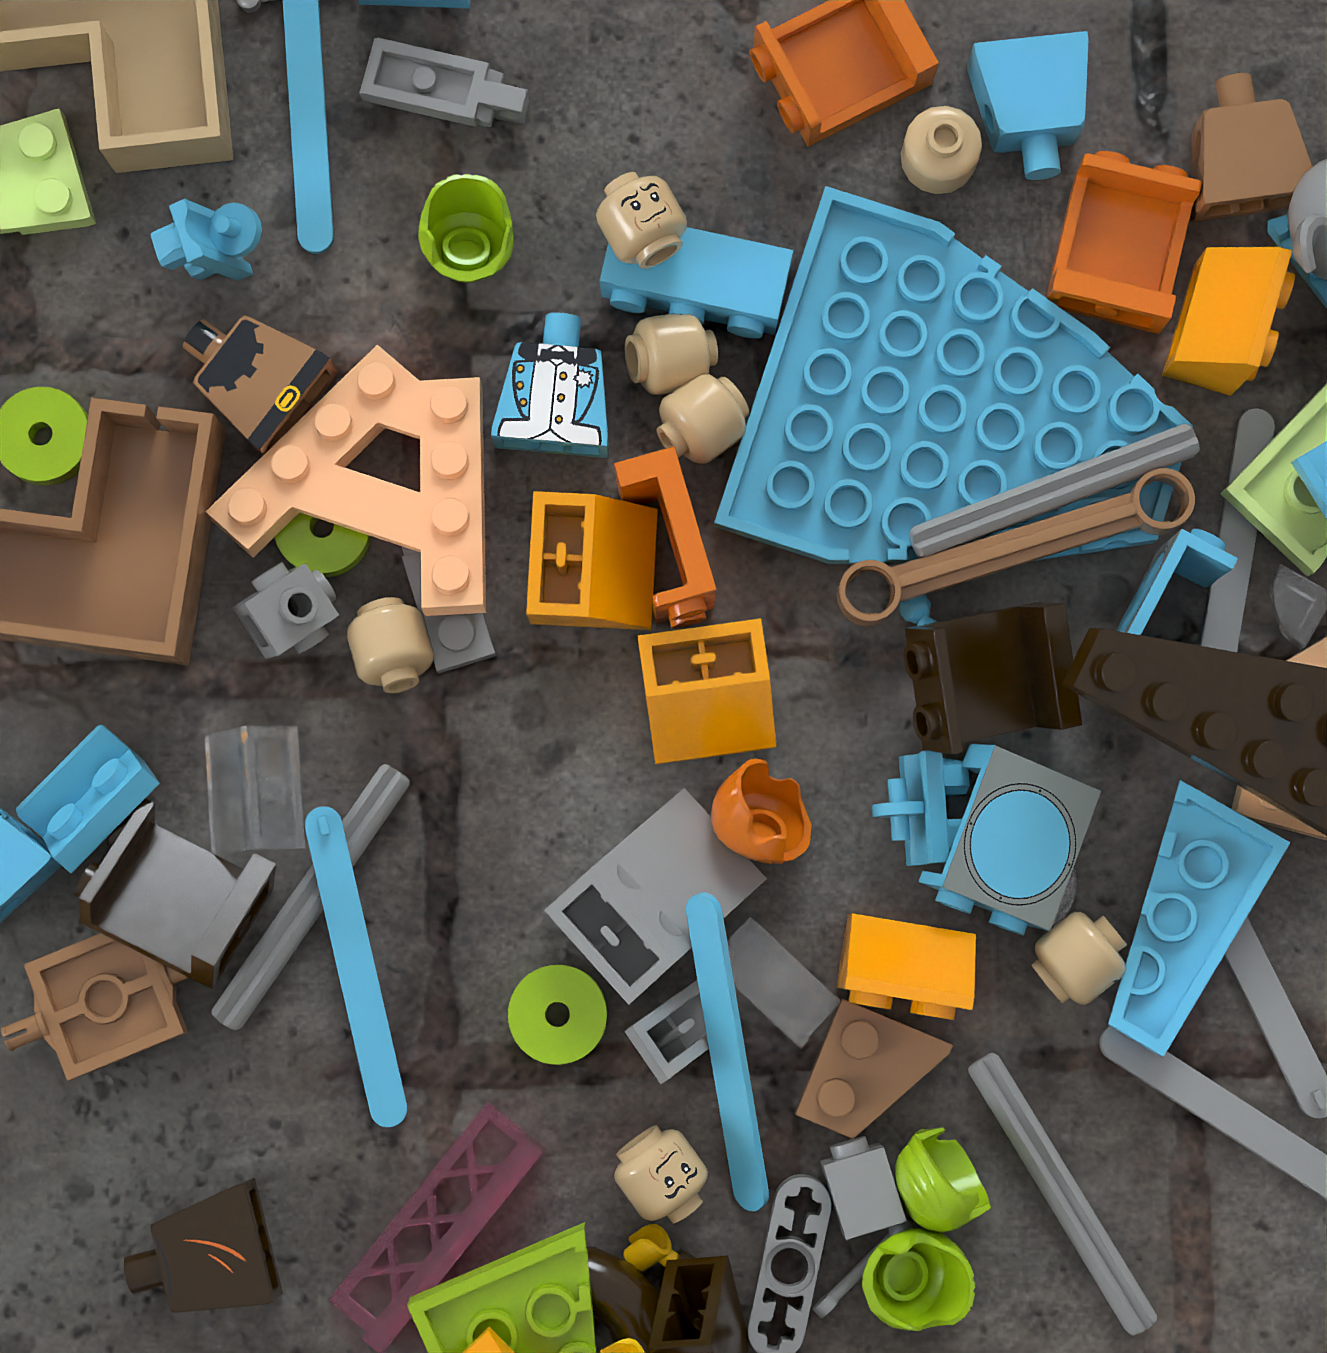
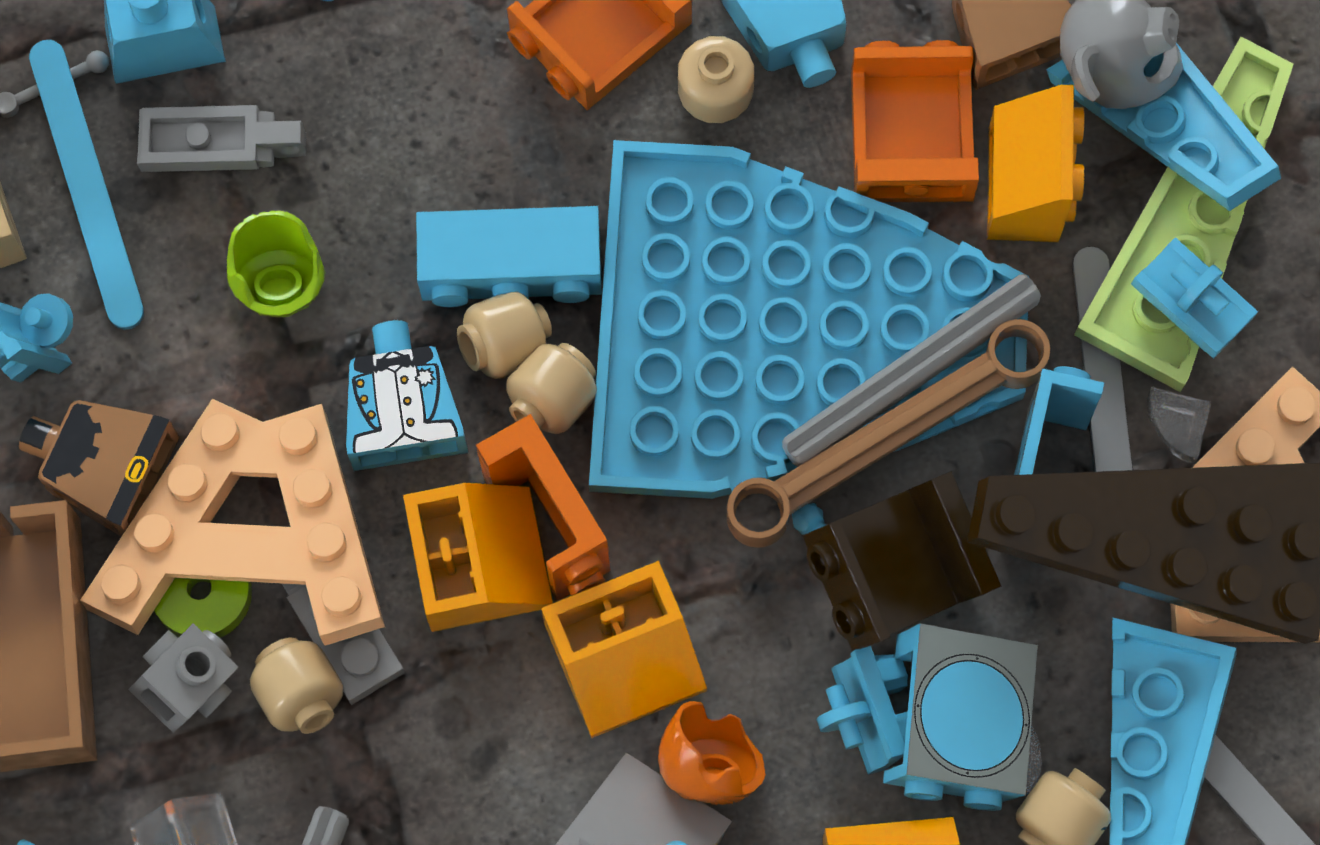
camera: 15 degrees left, 10 degrees down
(641, 220) = (444, 211): tan head -> none

